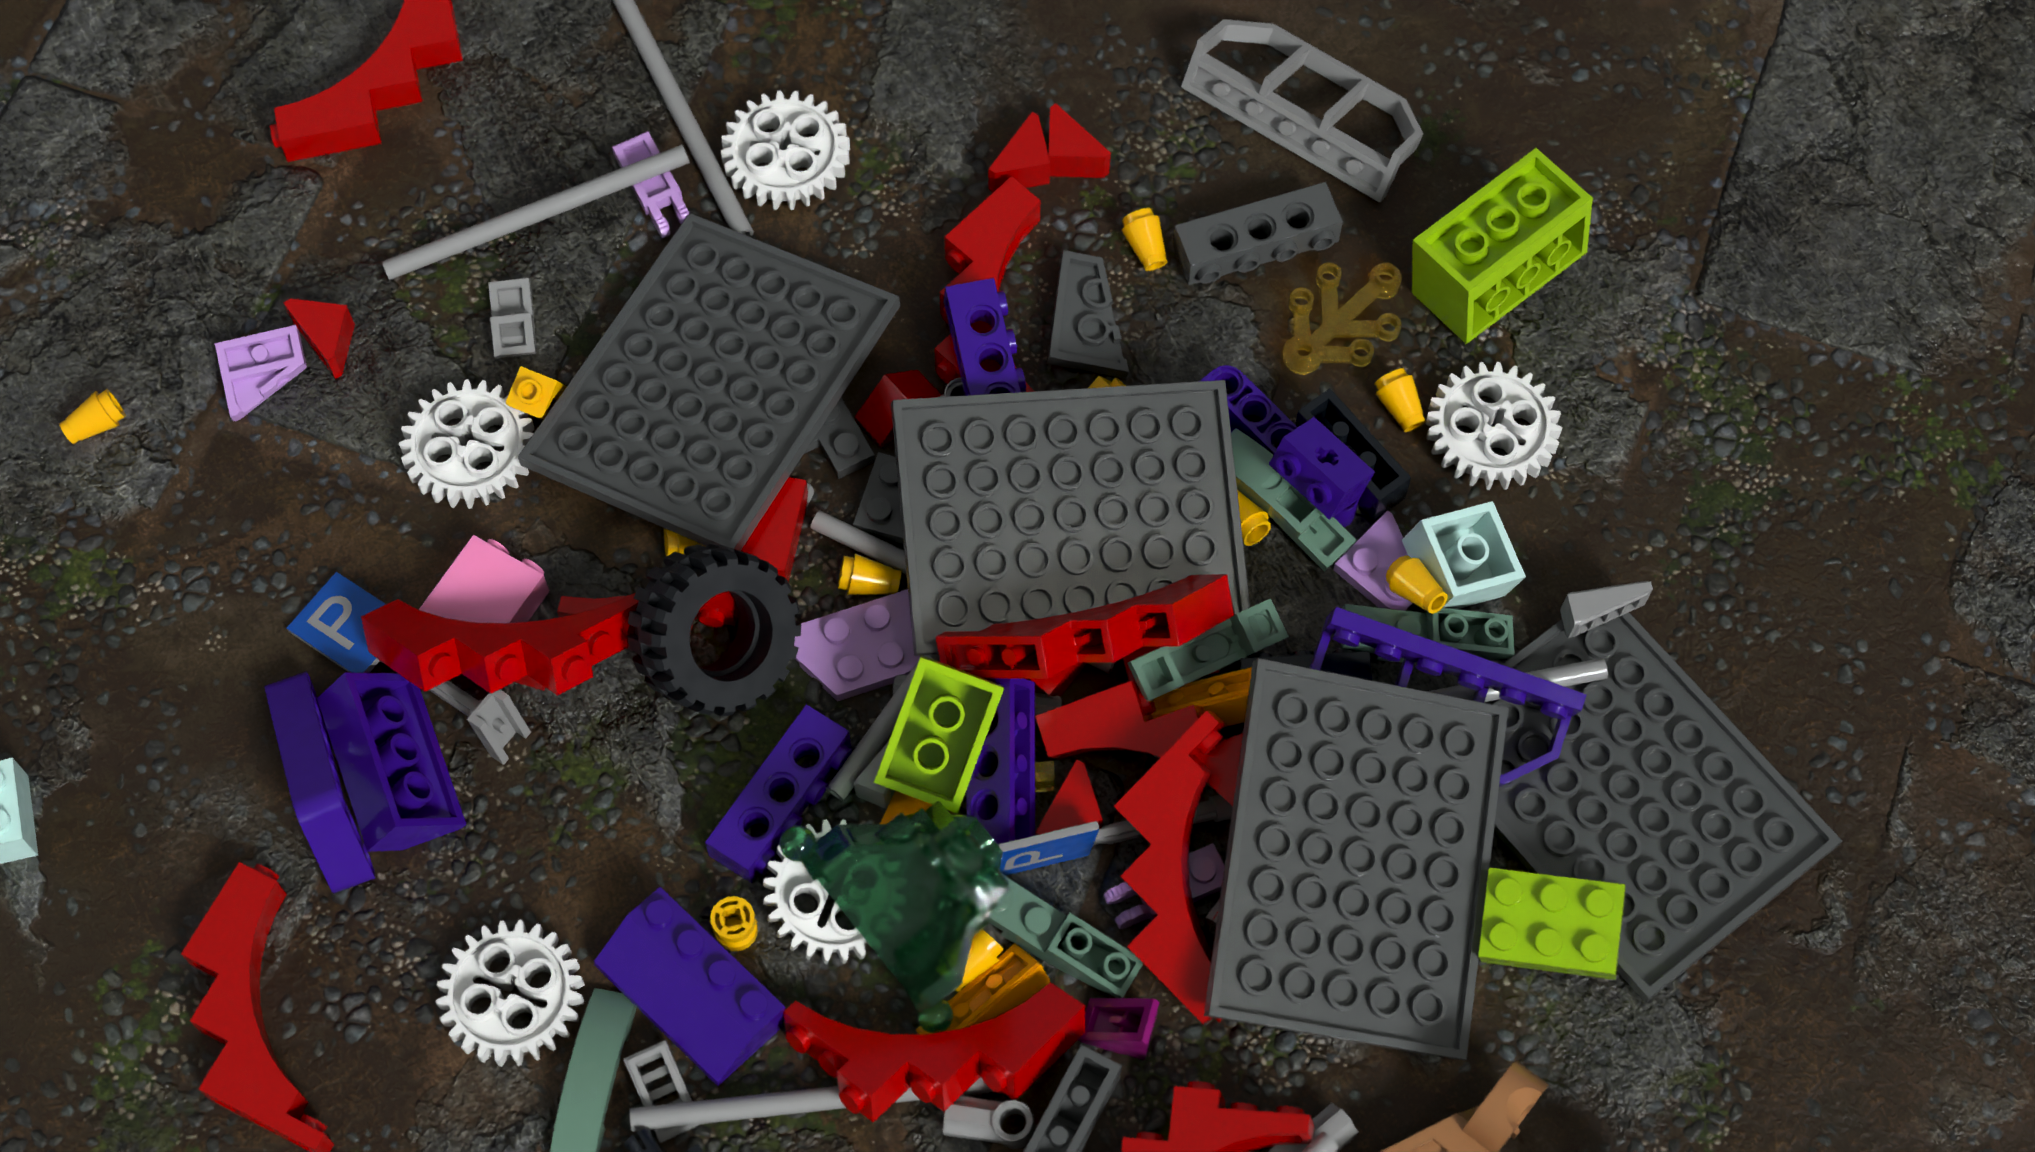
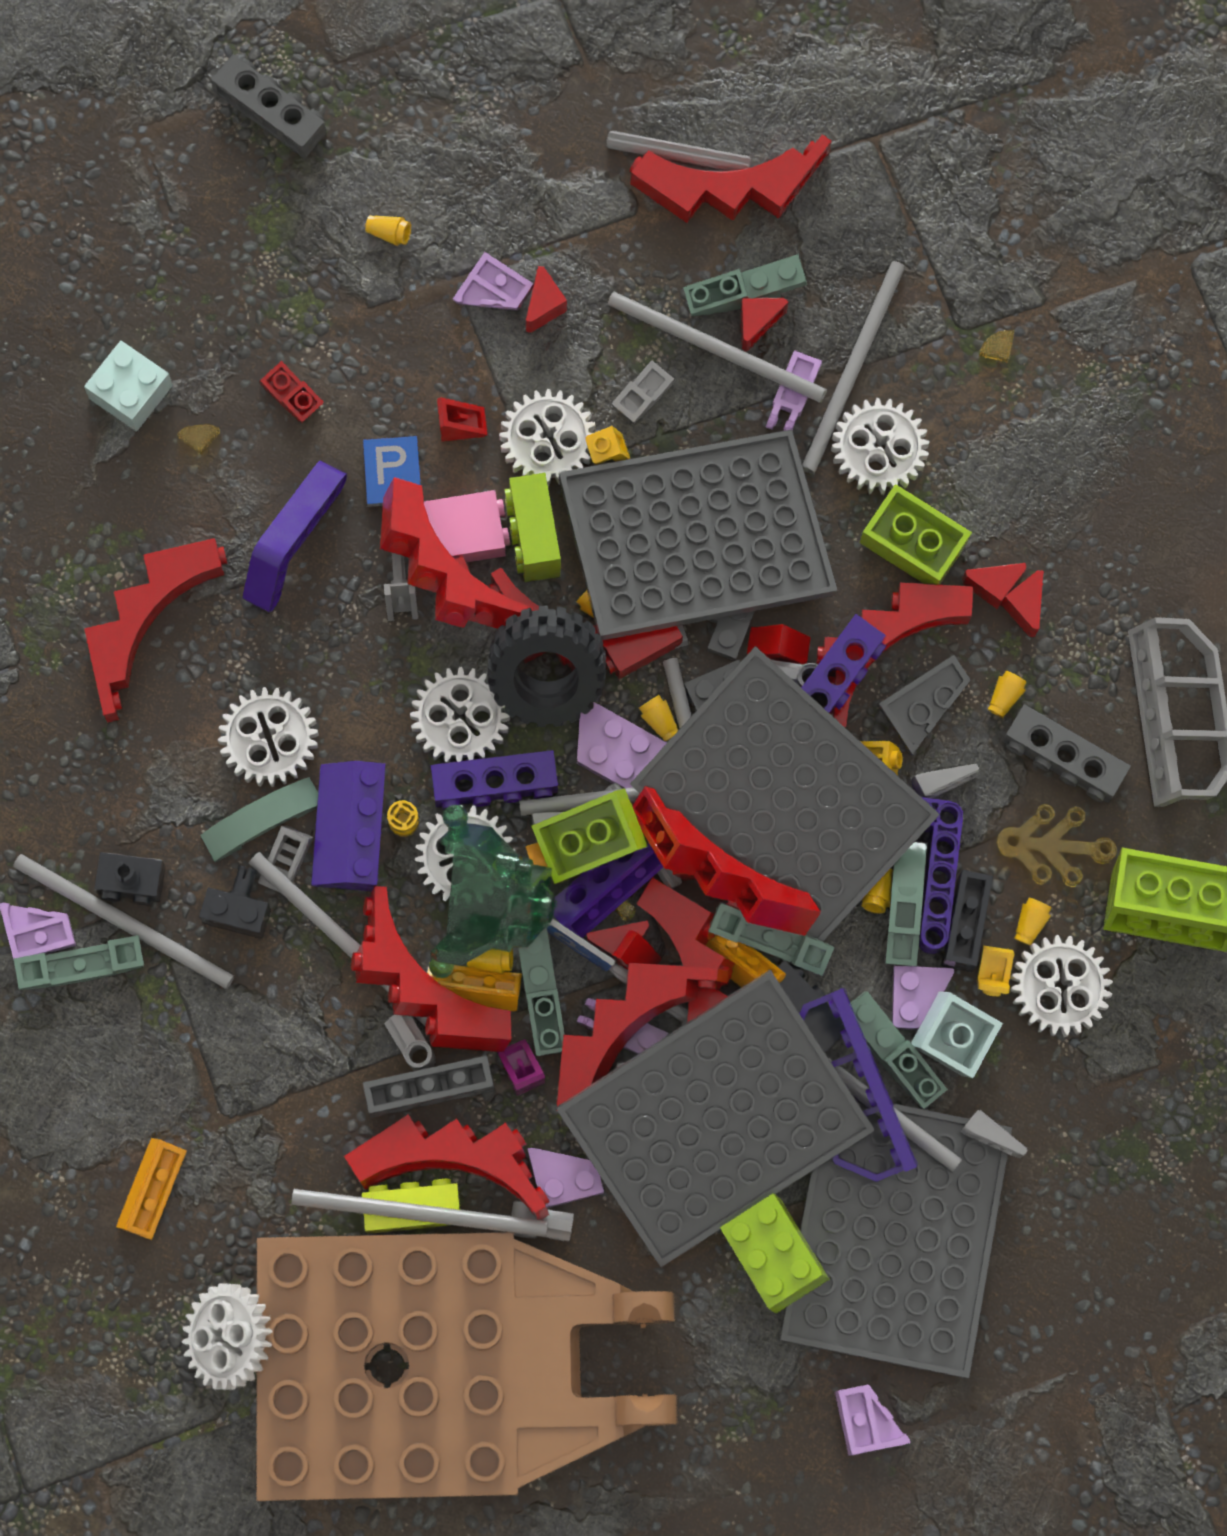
camera: 45 degrees right, 10 degrees up
(110, 793) = (198, 436): none -> clear yellow tile
(161, 659) = (291, 392): none -> red slope
(311, 84) = (678, 151): none -> light grey axle
(362, 514) = (460, 420): none -> red slope
(390, 760) = (335, 563): dark purple slope -> none
(506, 138) = (727, 290): none -> sand green slope
(543, 153) = (758, 317): none -> red slope
(551, 528) = (533, 527): none -> lime brick
(678, 736) = (439, 734): none -> white gear
(910, 188) = (915, 537): none -> lime brick
(1099, 795) = (635, 950): none -> red slope
(1184, 359) = (938, 782): none -> light grey slope
(1280, 1076) = (564, 1176): none -> lavender wing
(1321, 468) = (934, 911): dark purple brick -> none
(1414, 583) = (913, 1020): yellow cone -> none
(1428, 474) = (994, 970): none -> yellow bracket
(1808, 983) = (866, 1422): none -> lavender wing

